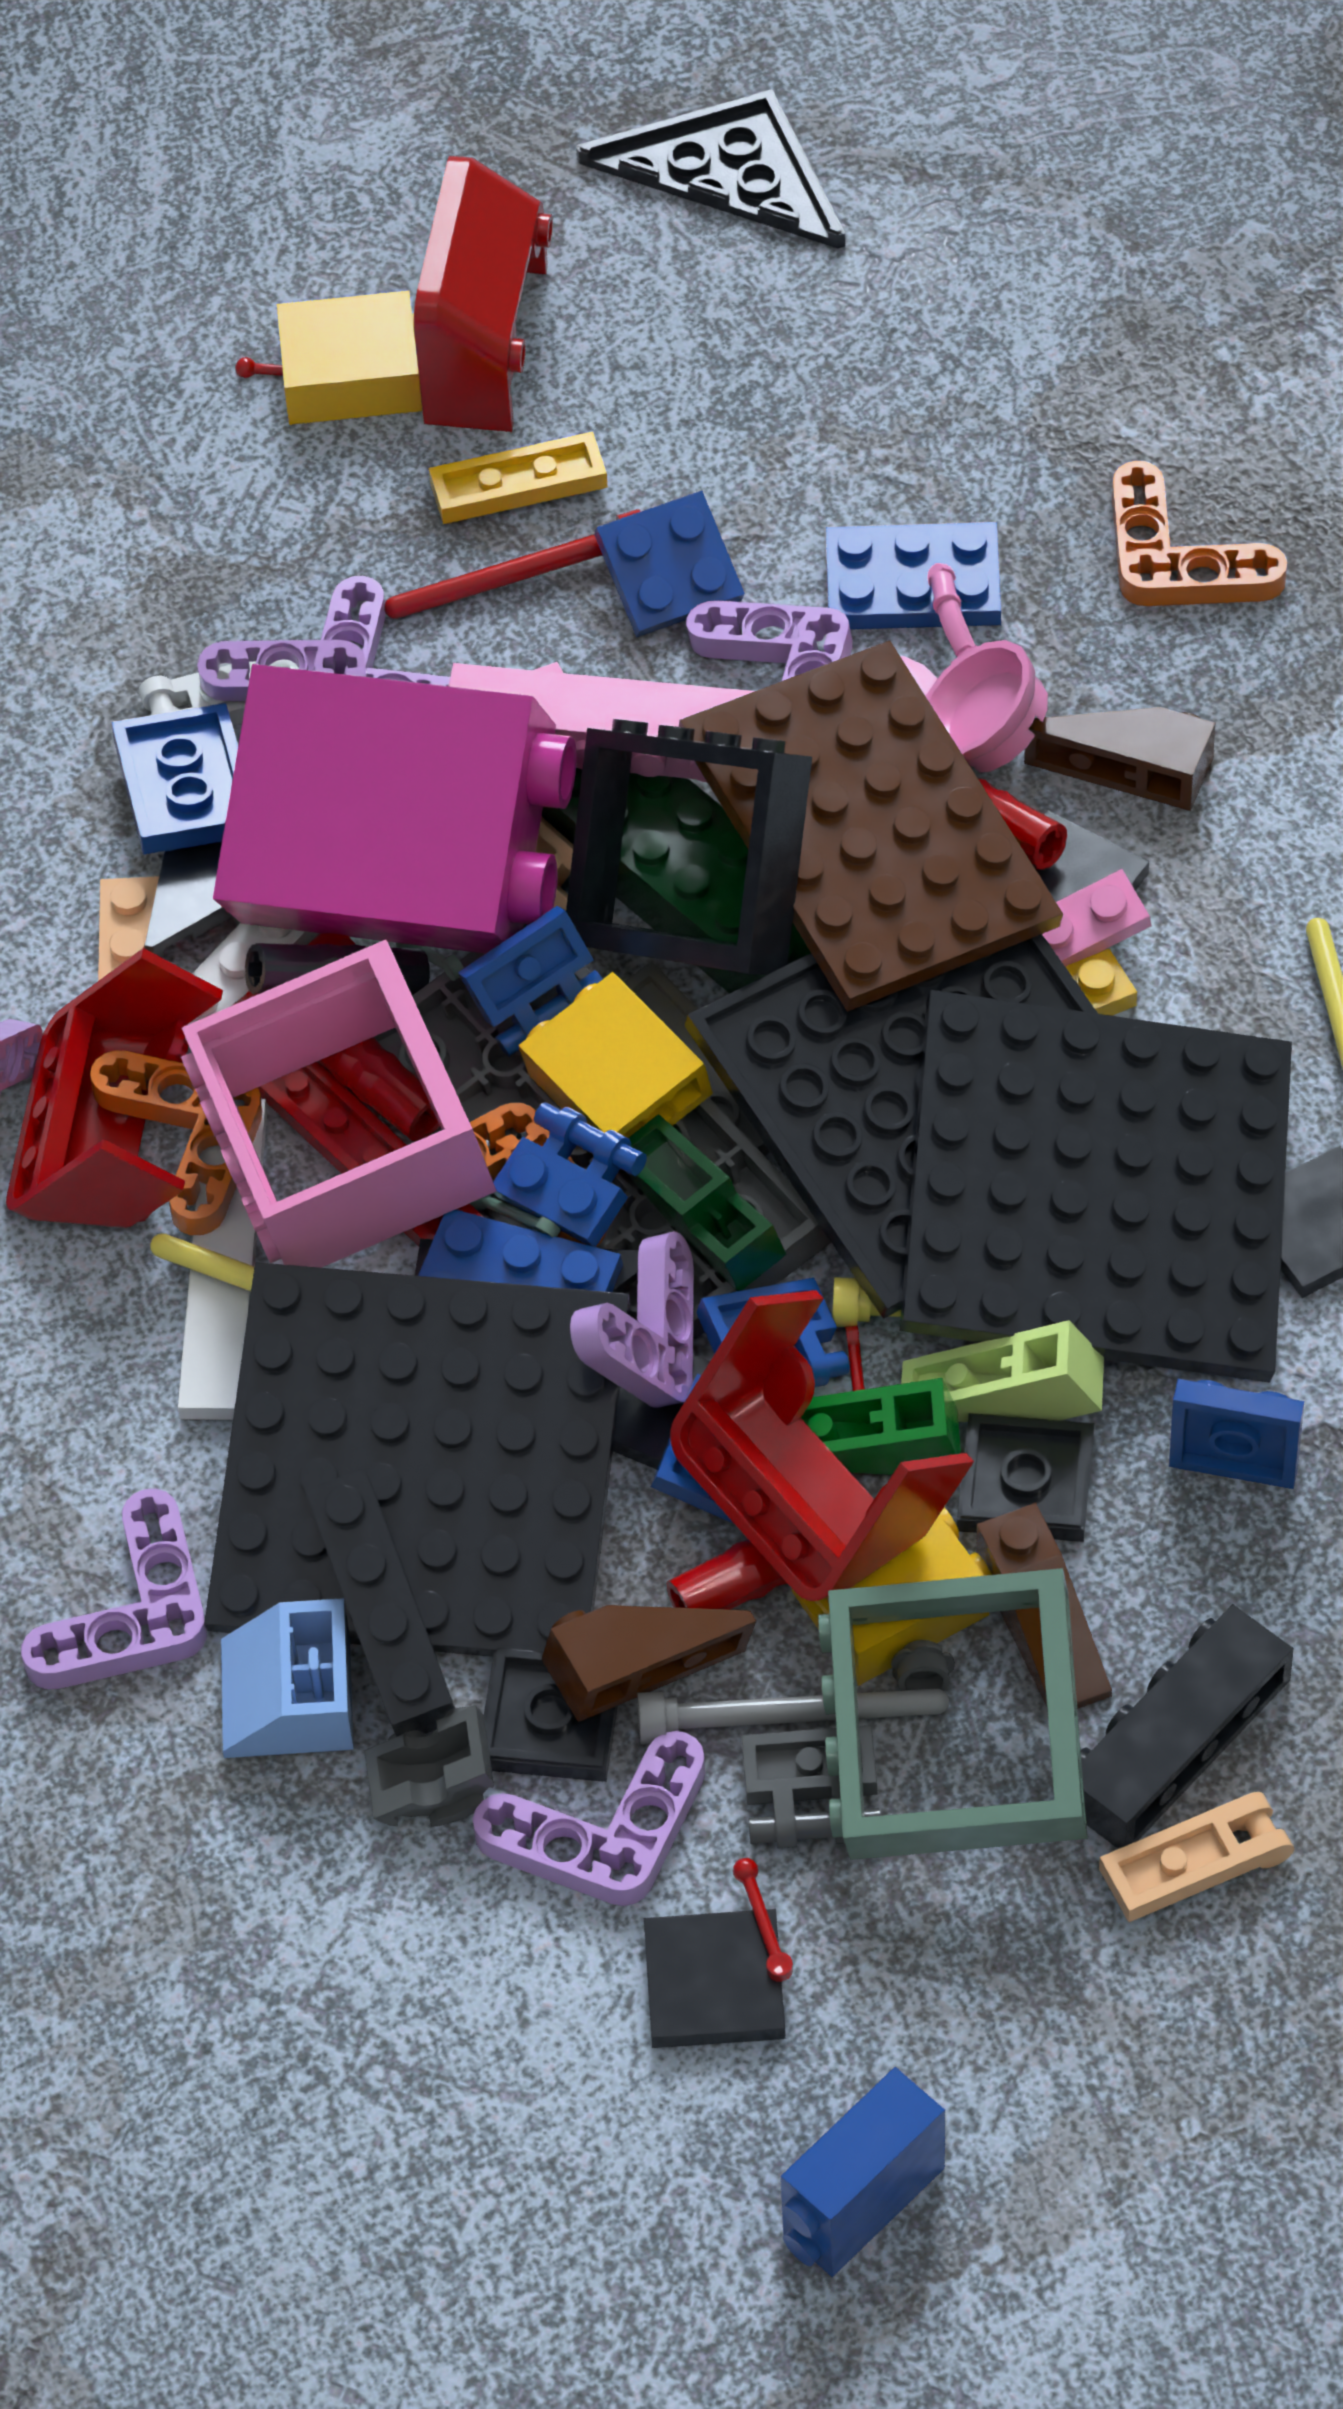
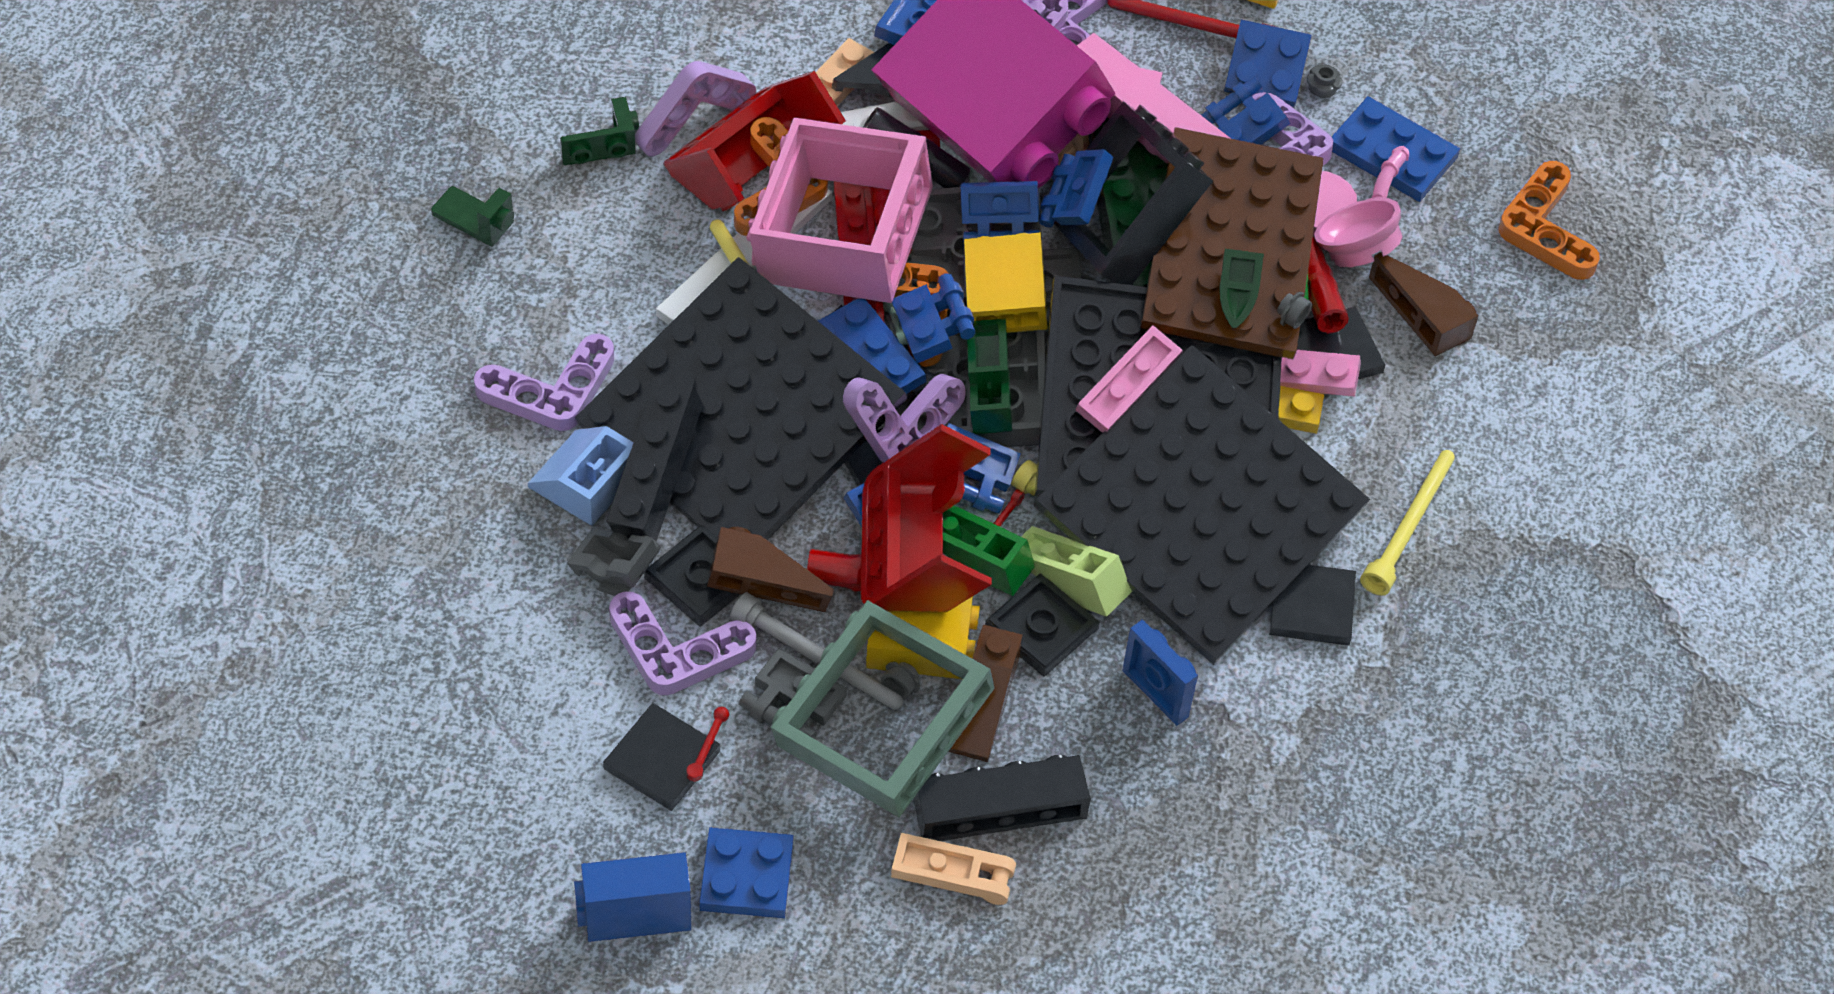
camera: 30 degrees right, 0 degrees up
(624, 878) = (1075, 188): none -> blue plate
(725, 651) = (1256, 122): none -> blue plate
(752, 542) = (1324, 81): none -> dark grey plate
(892, 1088) = (1128, 379): none -> bright pink plate
(937, 870) = (1239, 284): none -> dark green plate
(953, 2041) = (746, 872): none -> blue plate
(1027, 859) = (1294, 309): none -> dark grey plate

